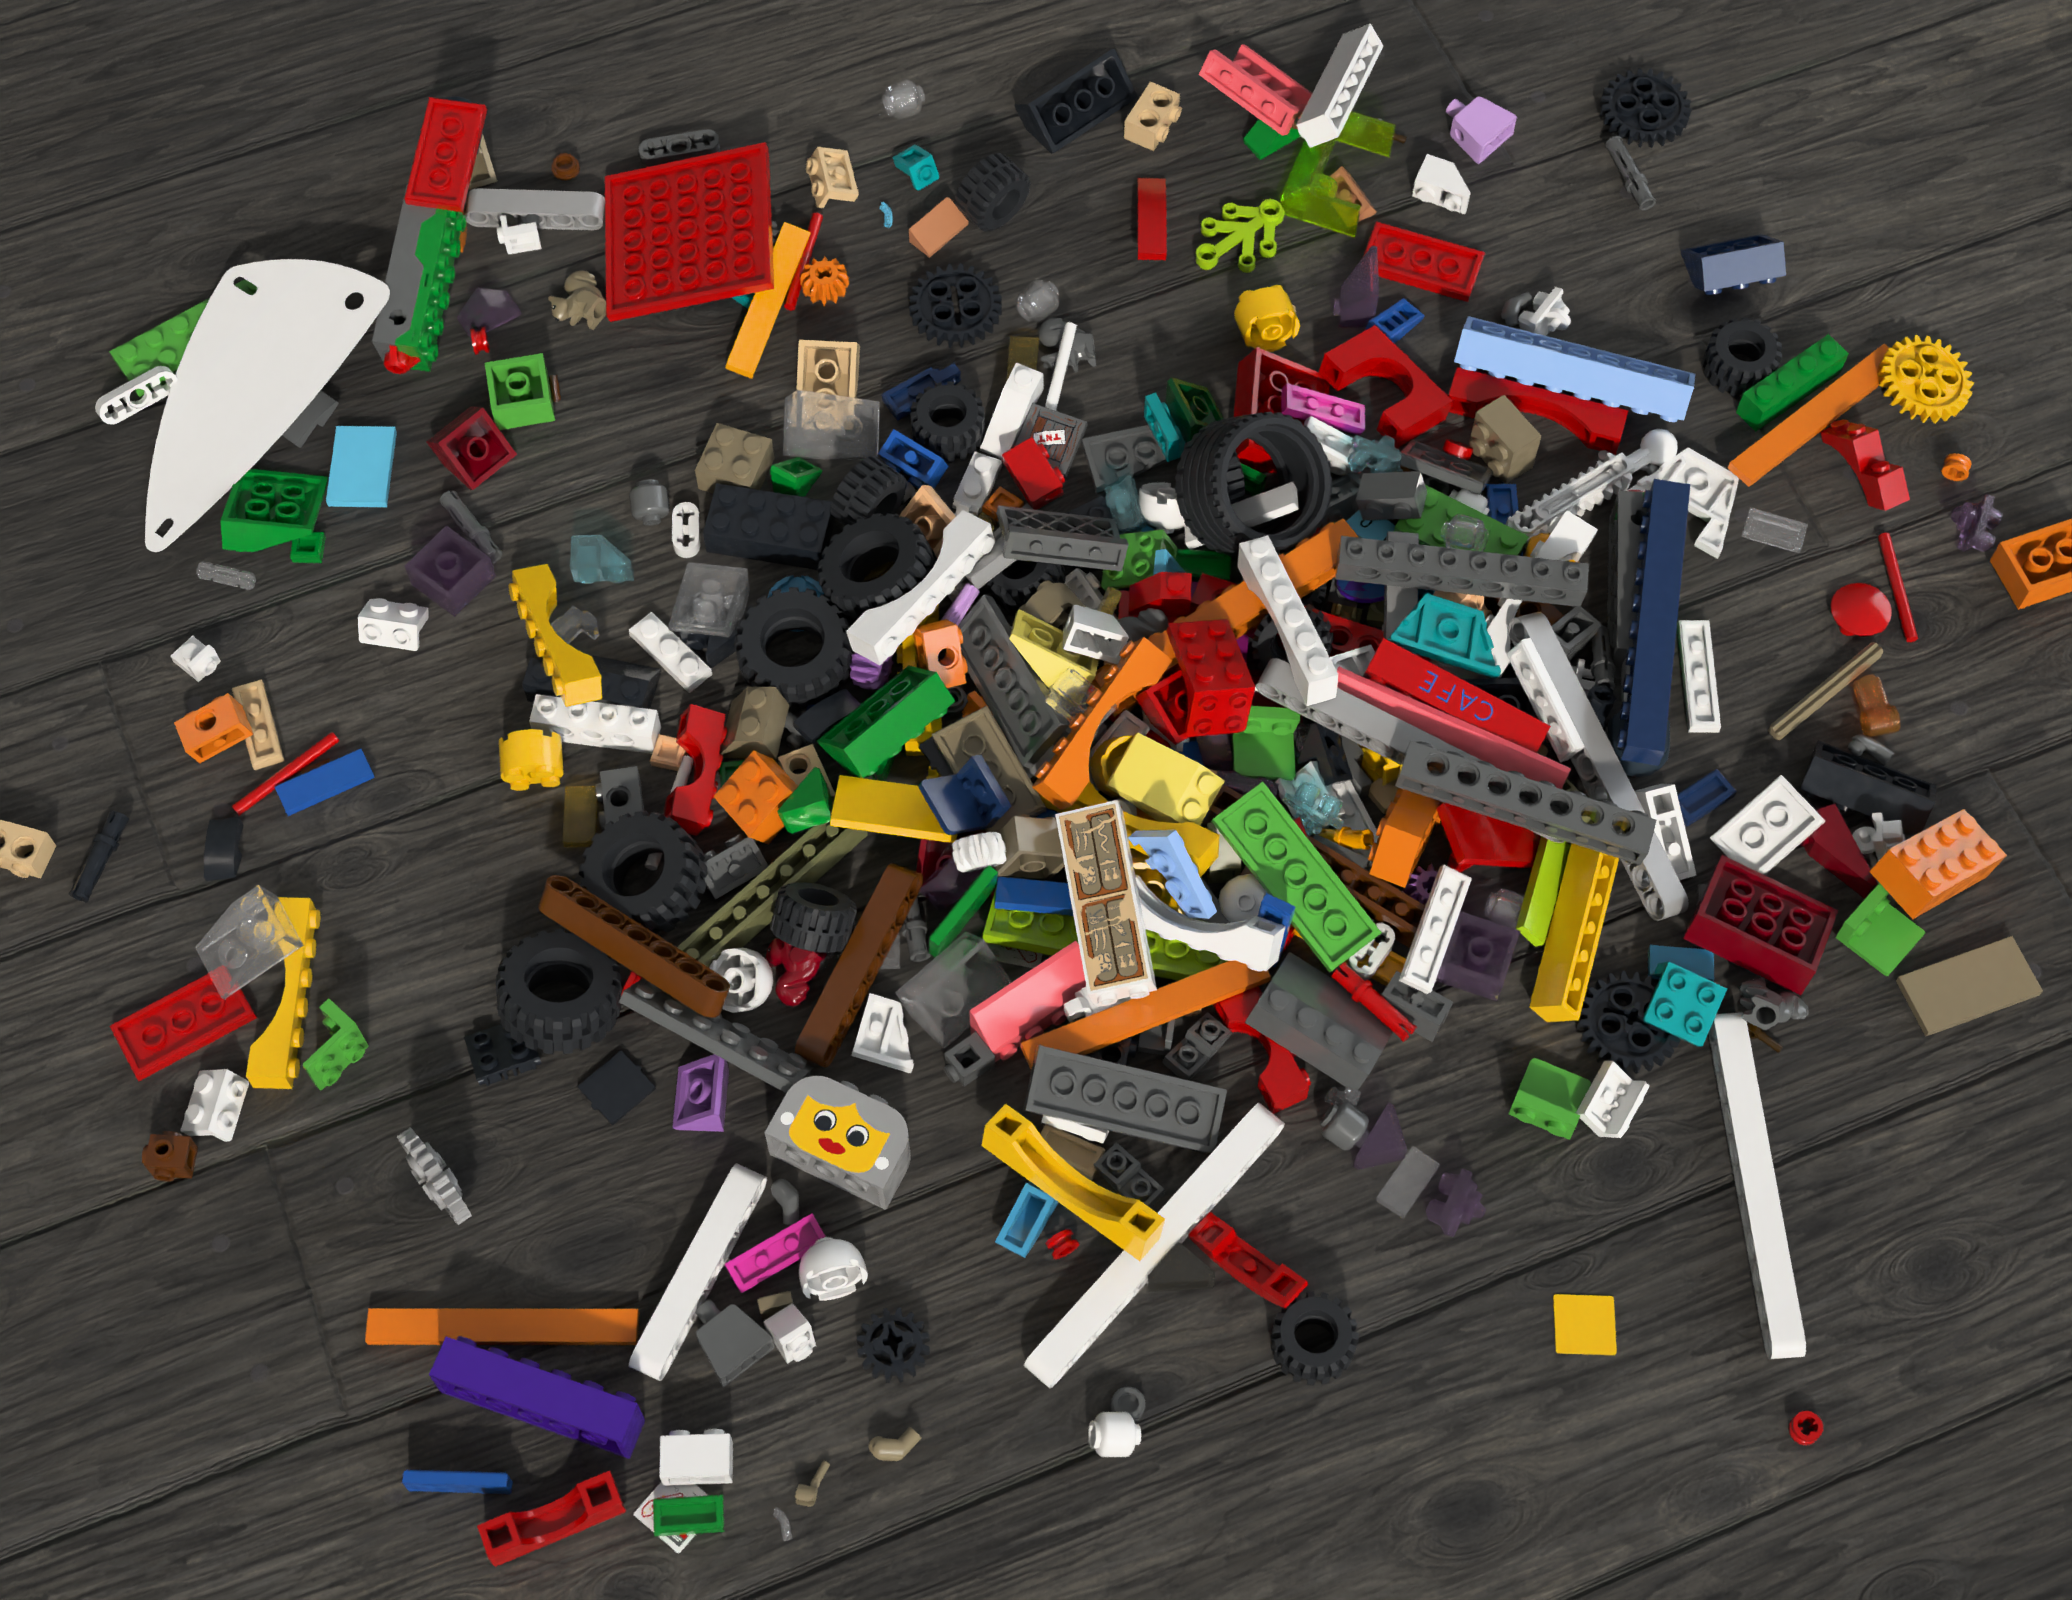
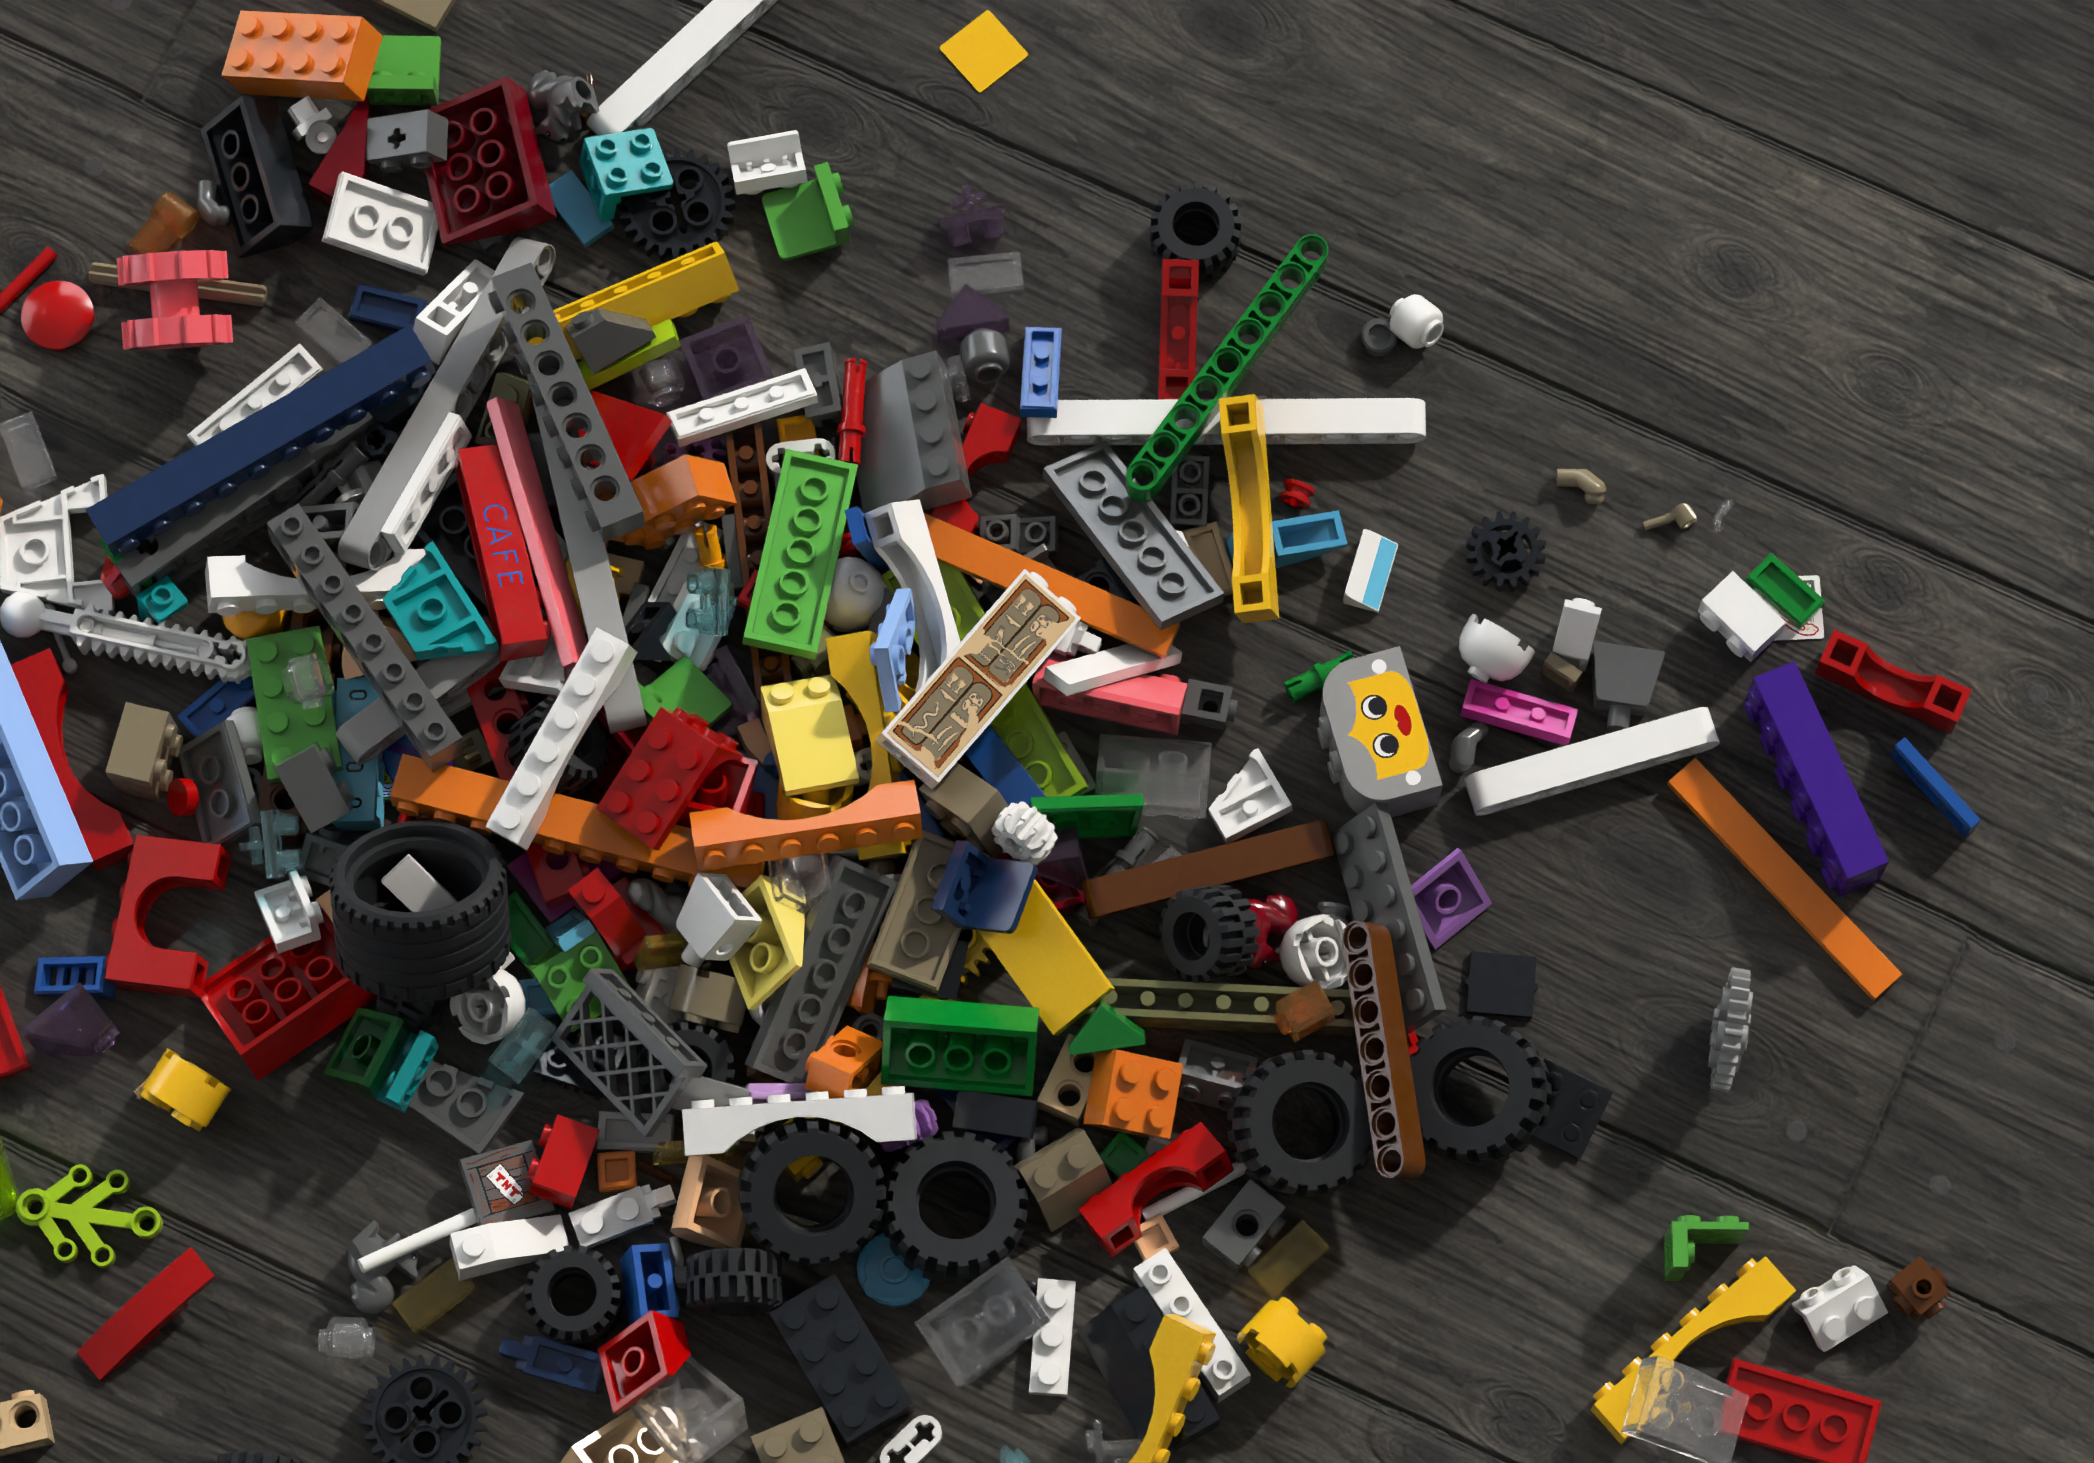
camera: 130 degrees left, 10 degrees up
(705, 923) = (1304, 1011): none -> clear orange brick
(759, 1019) = (1336, 910): none -> dark grey bush
(794, 476) = (763, 1390): green slope -> none
(868, 417) = (642, 1358): none -> red slope
(922, 1151) = (1314, 679): none -> green pin
(965, 1246) = (1370, 571): none -> slope
(1047, 996) = (1106, 668): none -> tile
(1188, 1274) = (1229, 351): none -> green beam
(1299, 1148) = (1041, 372): none -> tile
(1328, 409) = (250, 949): dark pink plate -> none
(1561, 889) = (607, 336): none -> dark grey slope
(1599, 515) = (161, 601): none -> teal bracket
(1711, 754) = (332, 331): none -> clear tile
(1818, 885) = (407, 140): none -> dark grey brick
(1823, 661) = (174, 299): none -> coral piece

